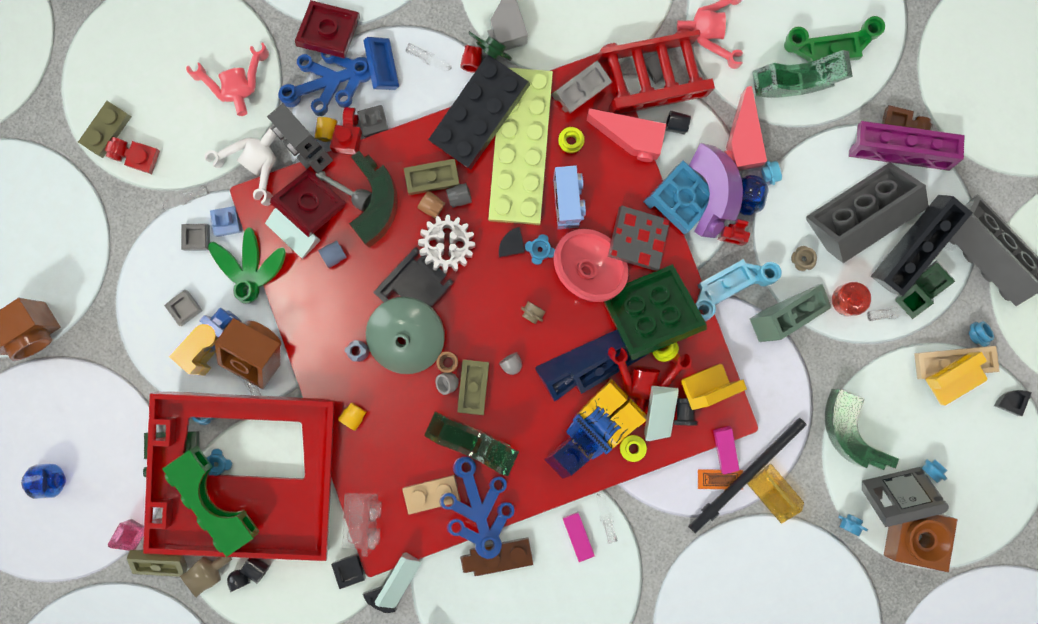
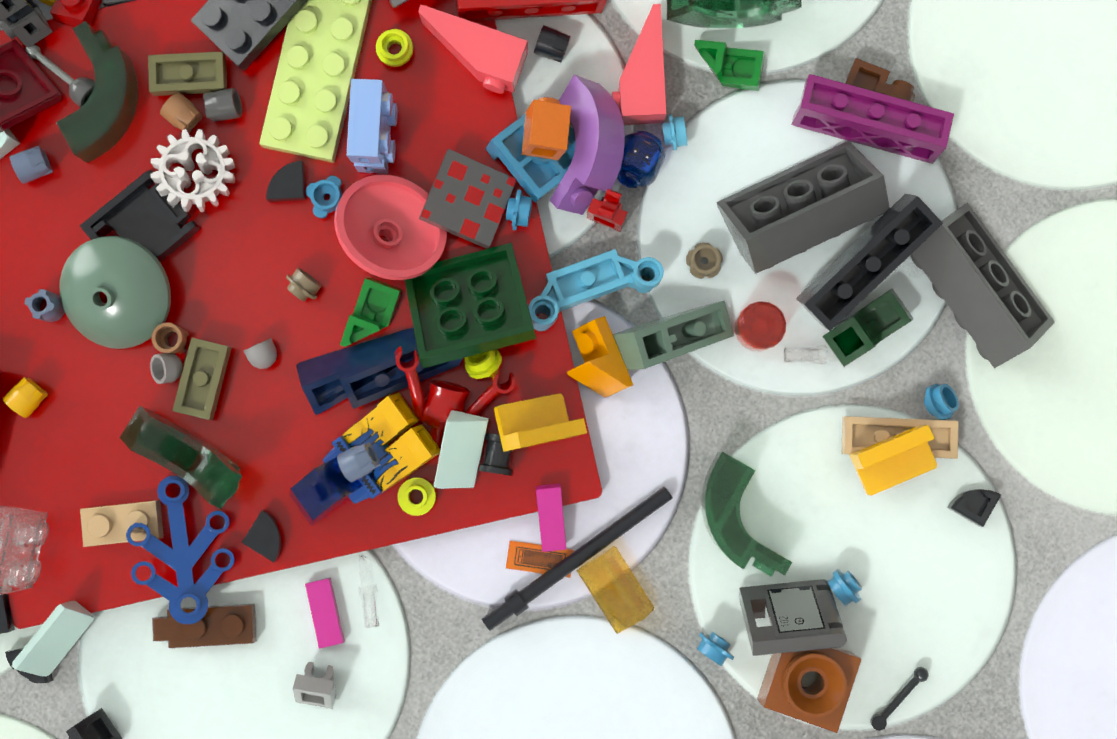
camera: 10 degrees right, 0 degrees up
(532, 490) = (264, 537): none -> black tile
(581, 591) = (315, 690): none -> light grey tile
(583, 324) = (372, 311): none -> green slope
(596, 430) = (358, 461): none -> sand blue hose
(675, 241) = (519, 210): none -> dark azure plate
(689, 183) = (546, 129): none -> orange brick
(745, 335) = (603, 366): none -> light orange slope
(803, 121) = (731, 65): none -> green slope
(970, 559) = (879, 721): none -> black hinge

